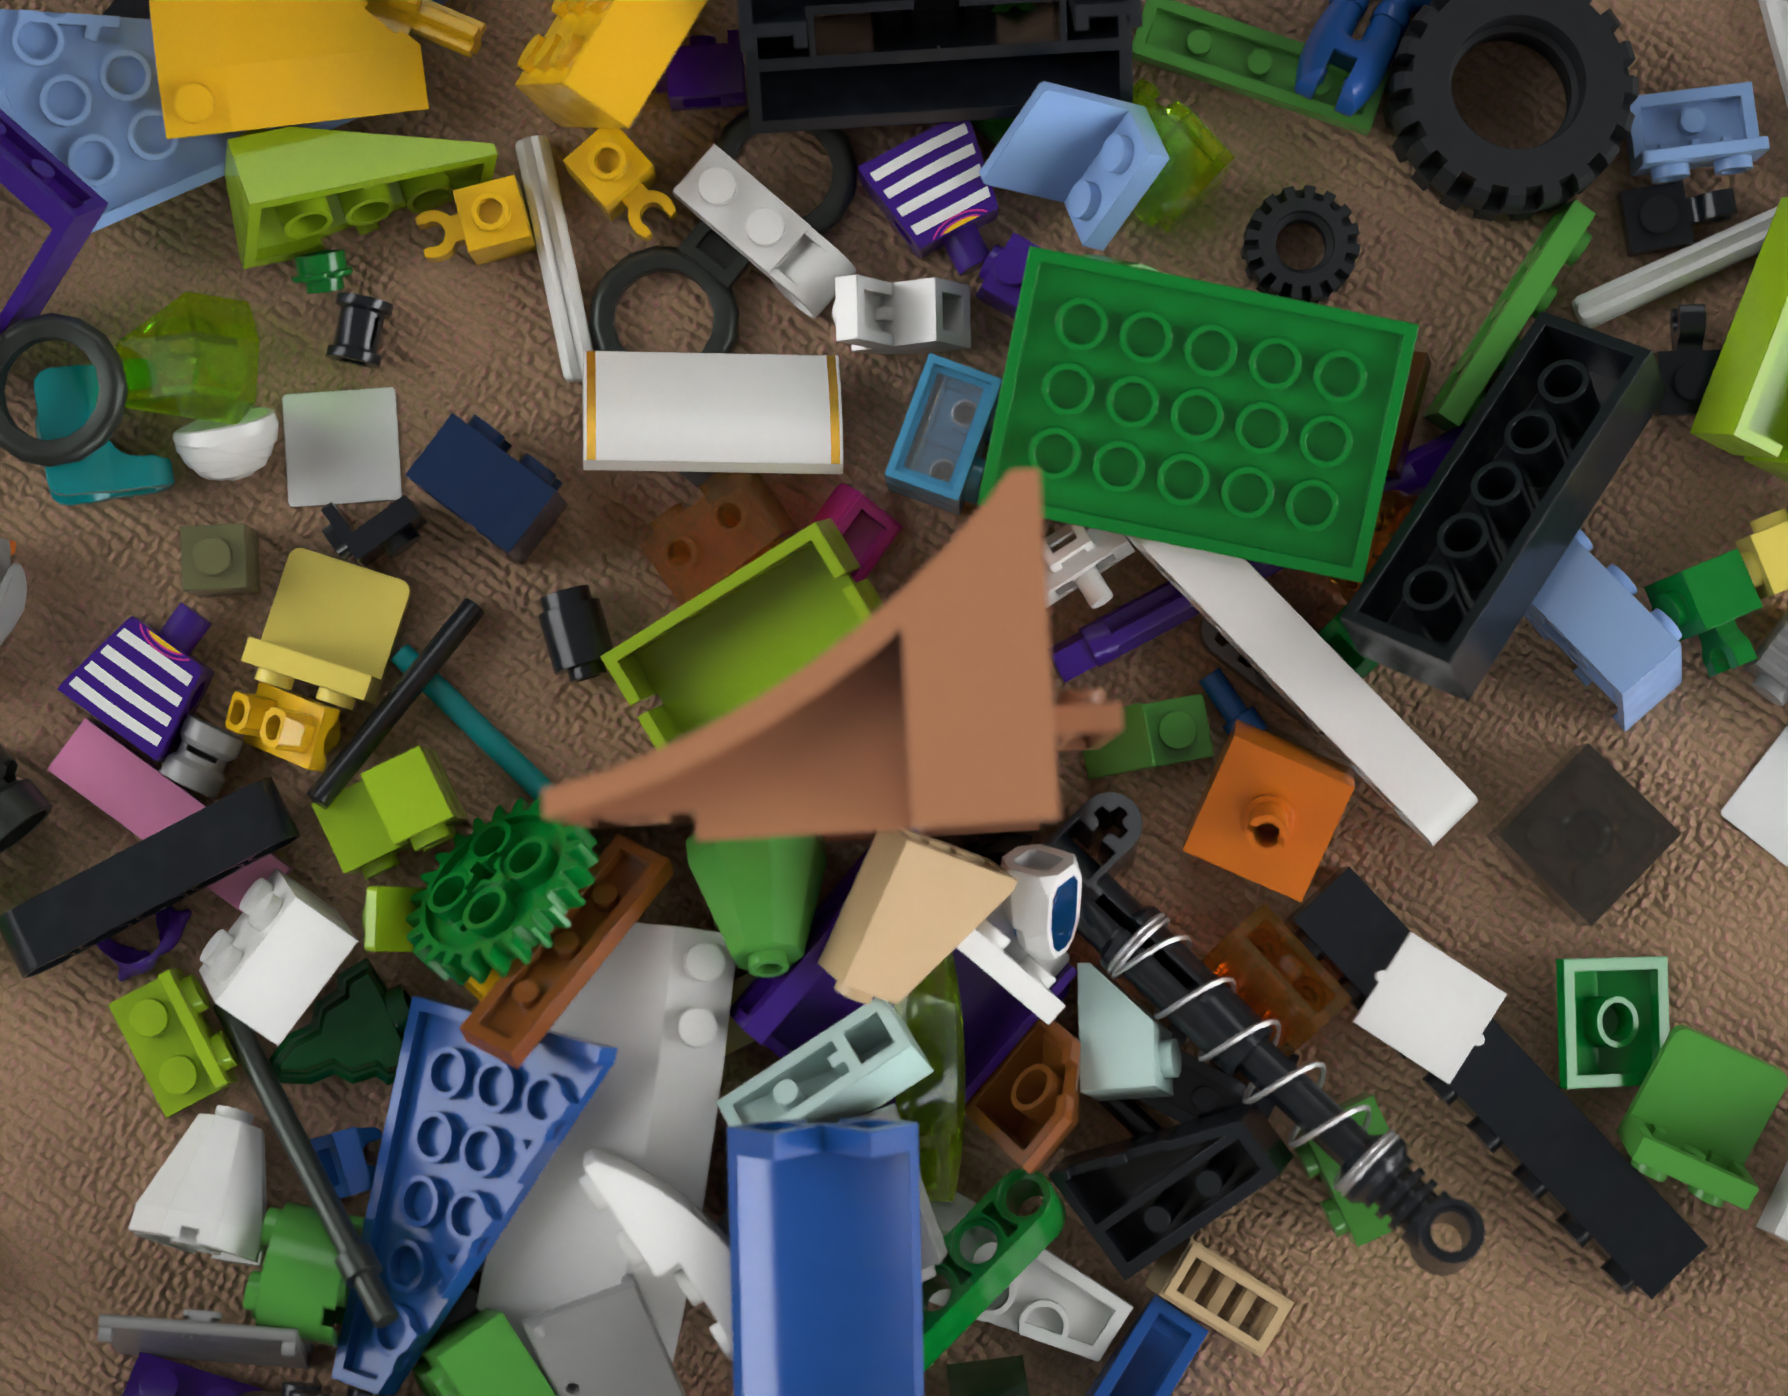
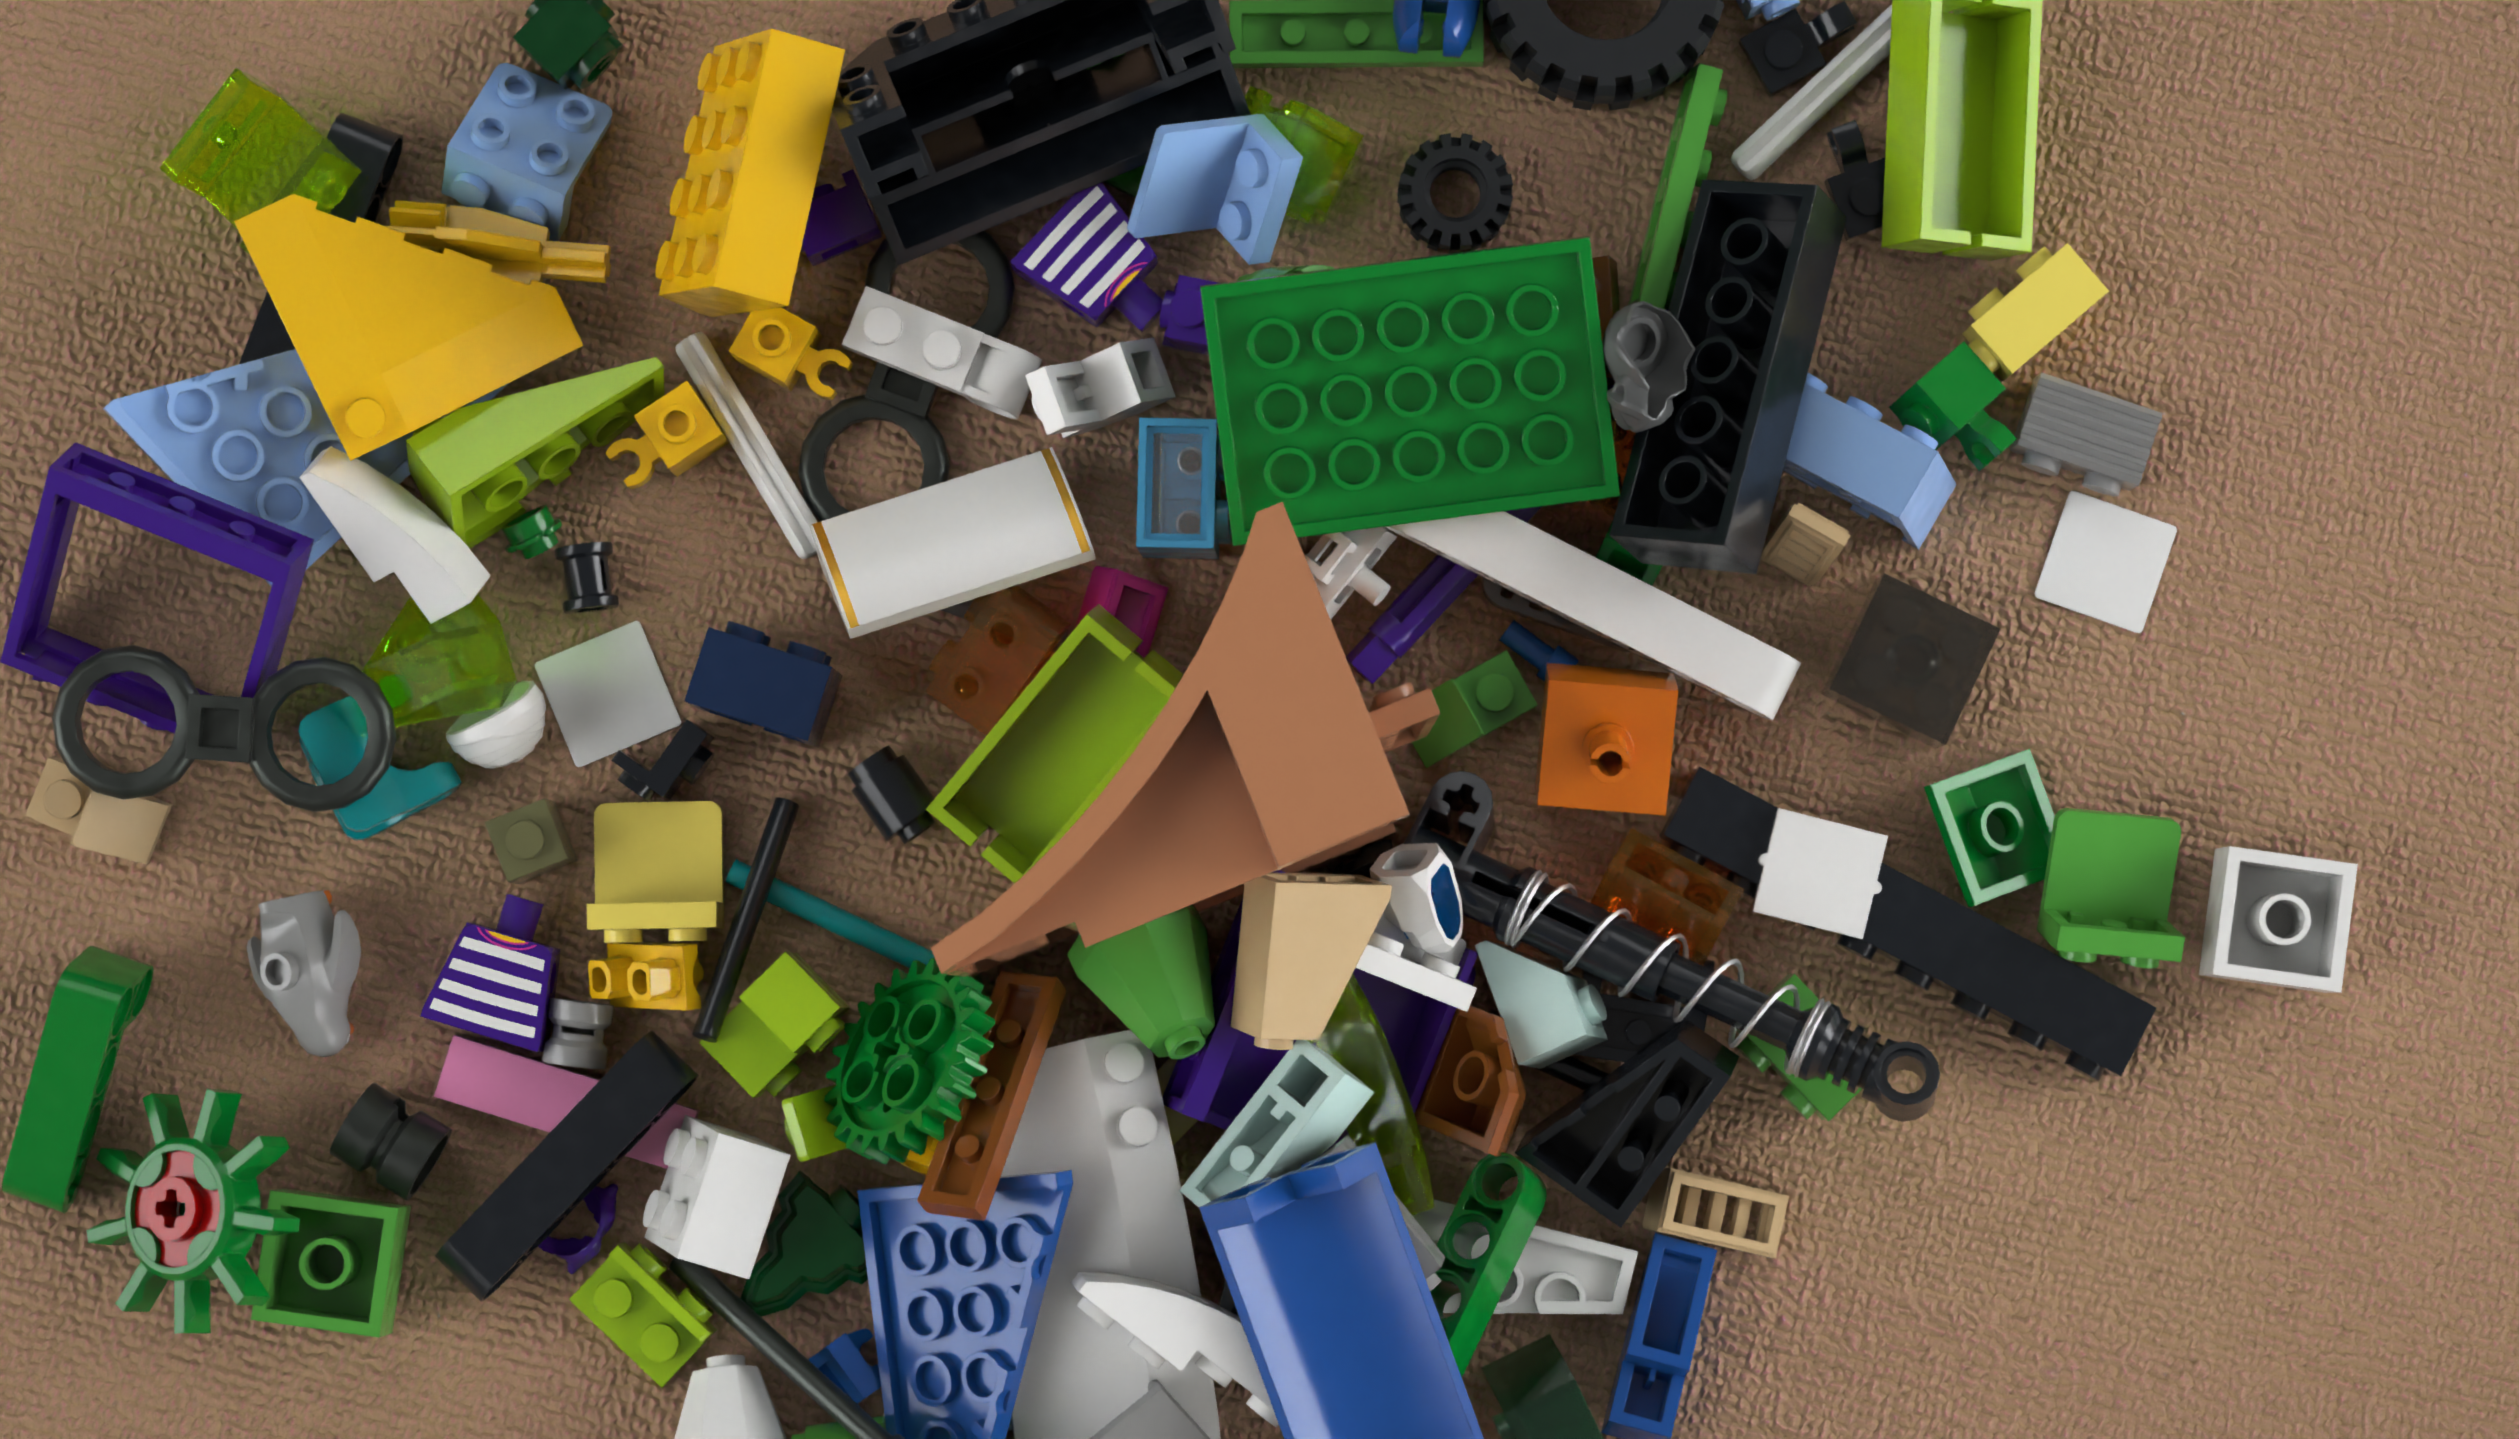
camera: 20 degrees left, 0 degrees up
(188, 224) = (395, 533): none -> white slope
(1432, 464) = (1648, 362): none -> dark grey hair
(1521, 689) = (1804, 544): none -> tan slope

